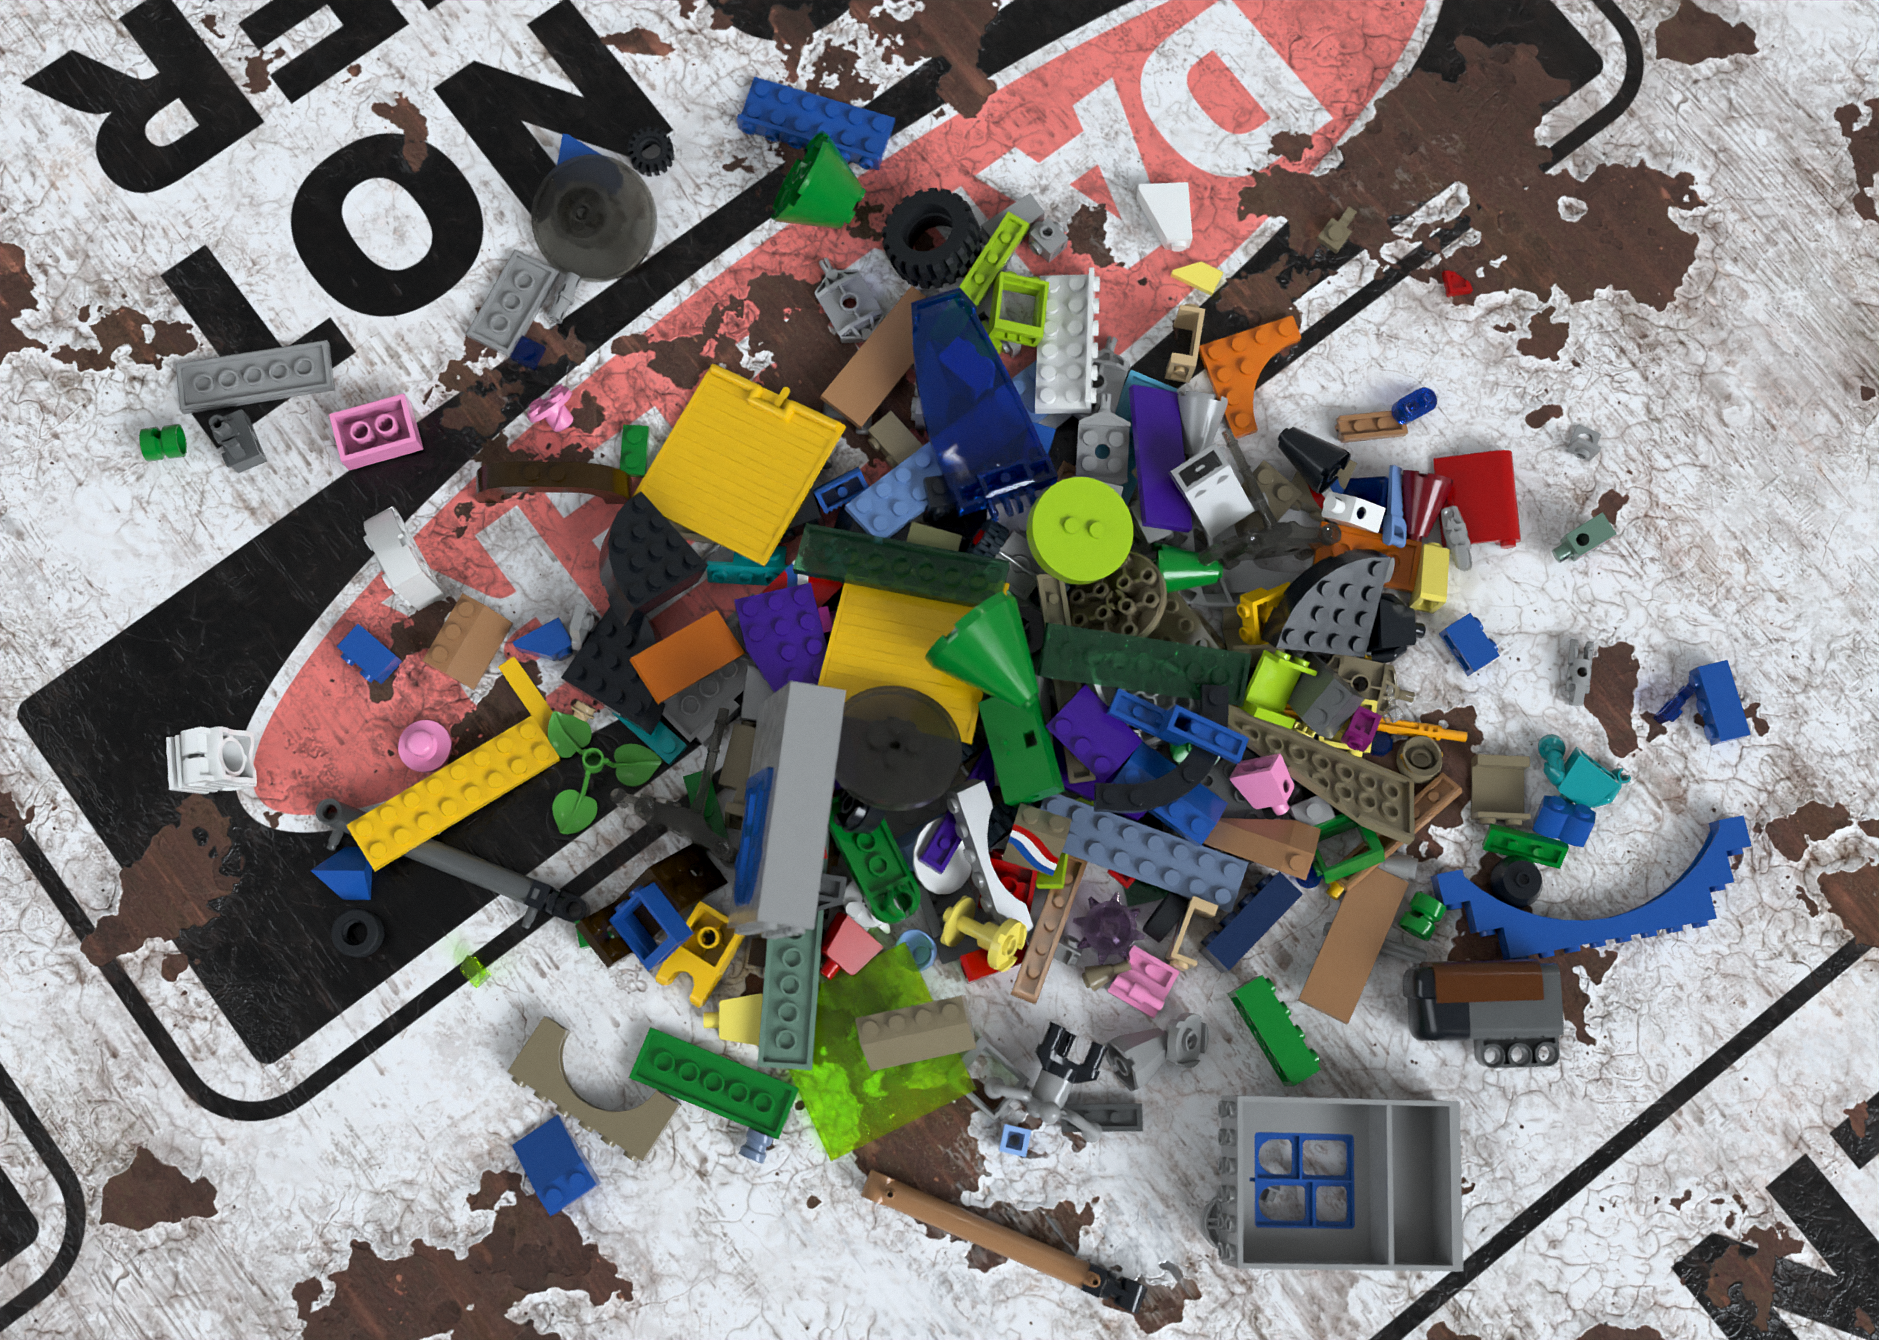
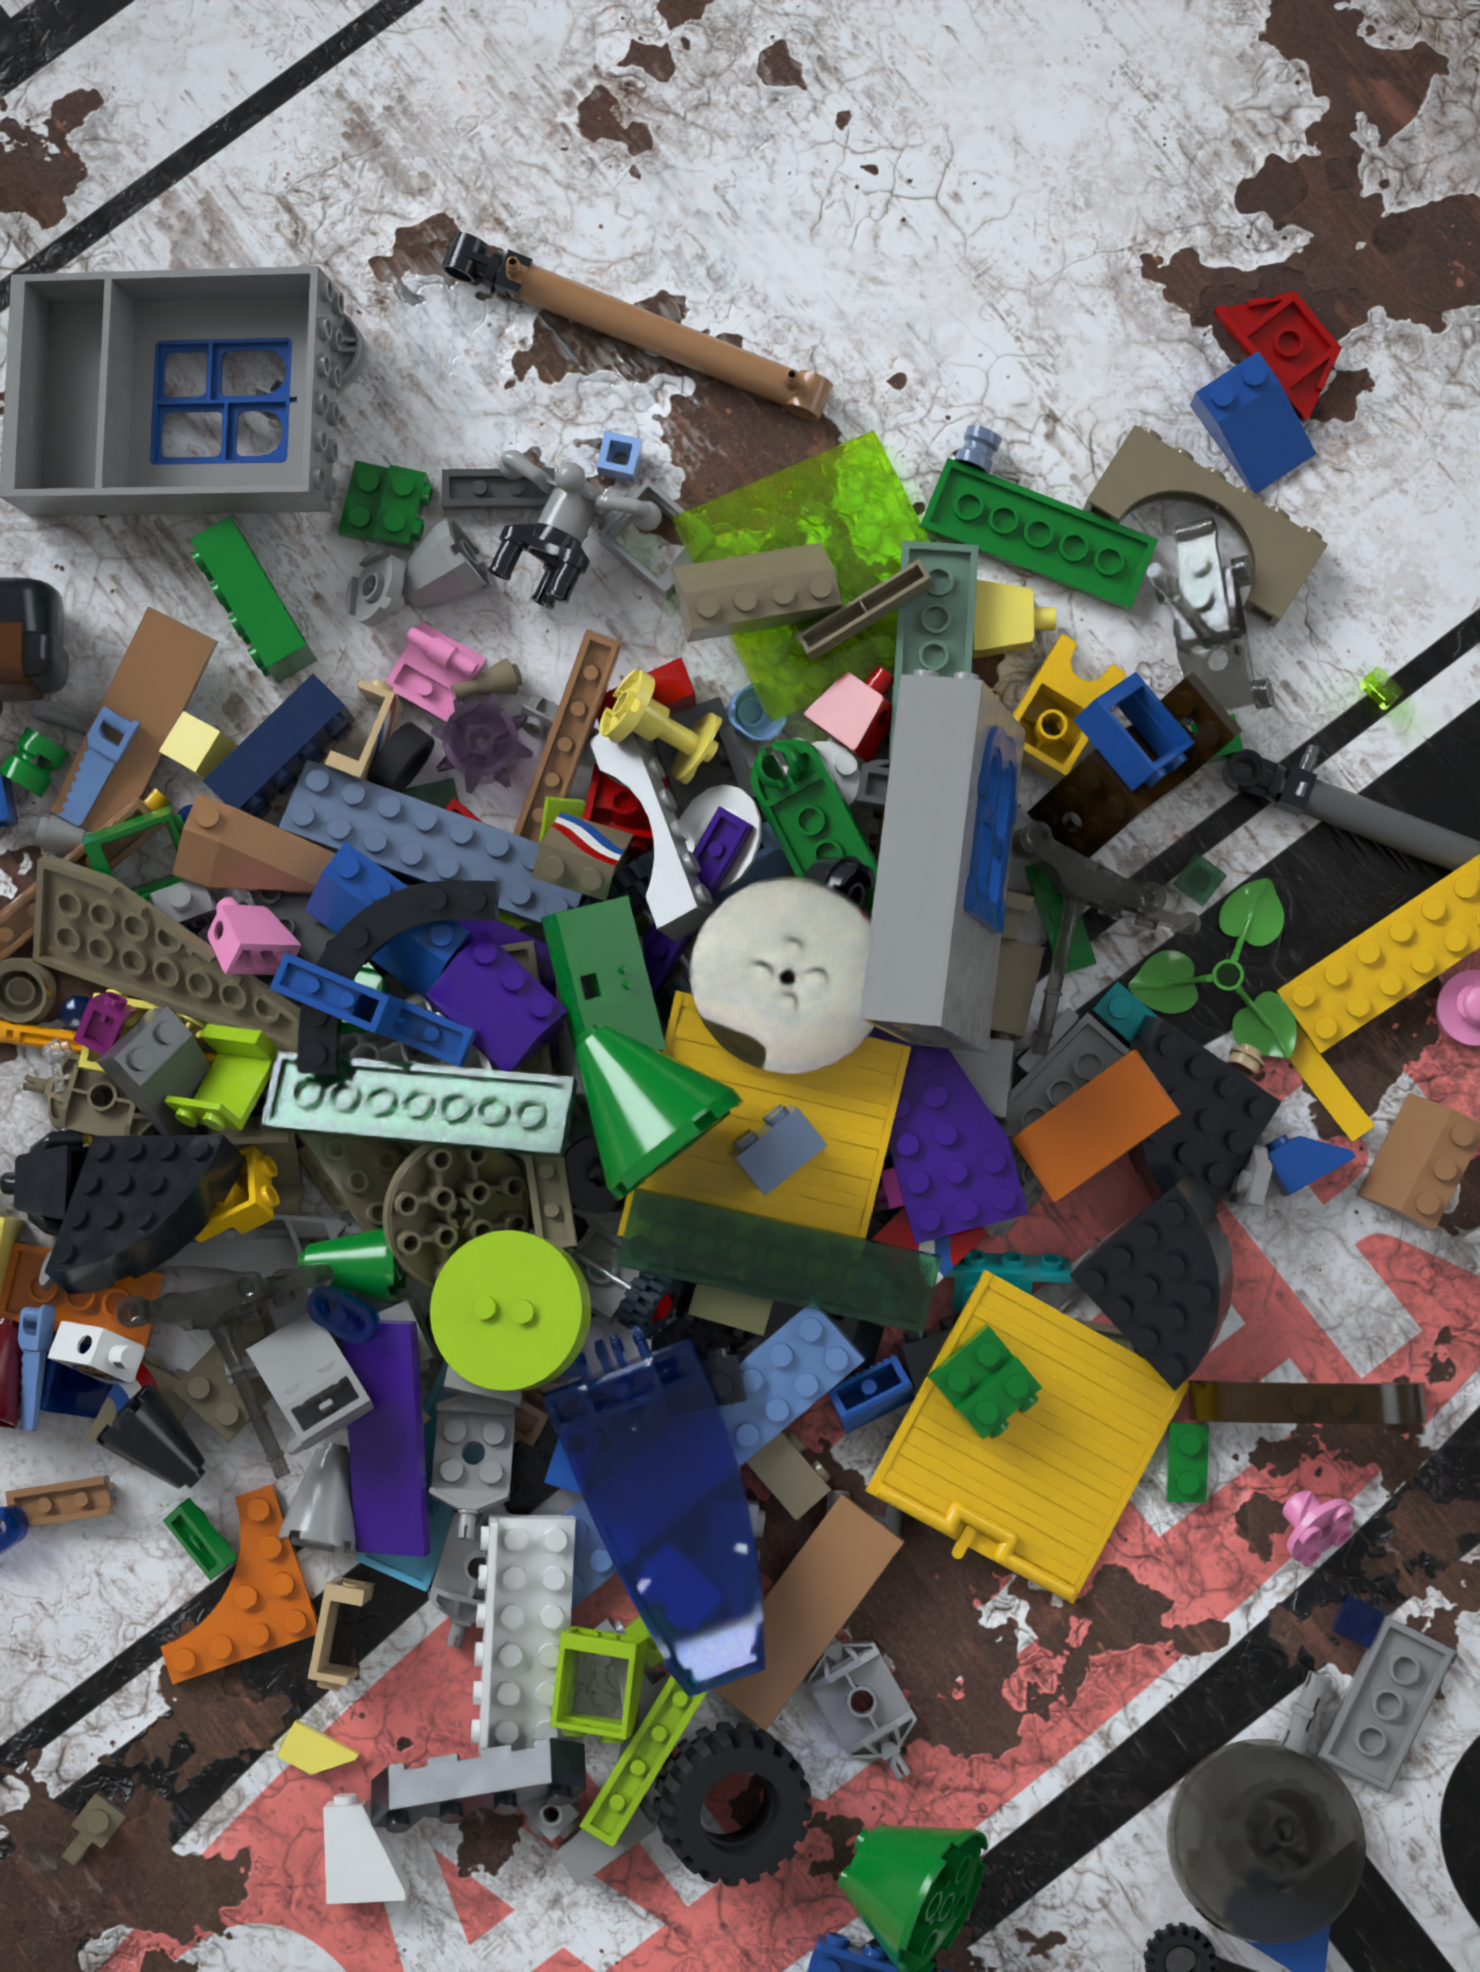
camera: 170 degrees left, 5 degrees up
(528, 1228) = (1288, 340): none -> red wing
(594, 1016) = (1211, 616): none -> clear smoke piece
(609, 834) = (1199, 879): none -> clear green plate
(765, 492) = (985, 1383): none -> green plate
(838, 1016) = (865, 610): none -> dark tan piece
(902, 634) = (776, 1147): none -> sand blue brick
(1084, 252) = (496, 1781): none -> brick
(1182, 1106) = (386, 505): none -> green plate
(1189, 529) = (346, 1315): none -> clear blue plate
(1280, 404) = (200, 1538): none -> green plate
(1307, 925) = (196, 745): none -> light yellow piece
(1377, 912) = (98, 764): none -> medium blue piece

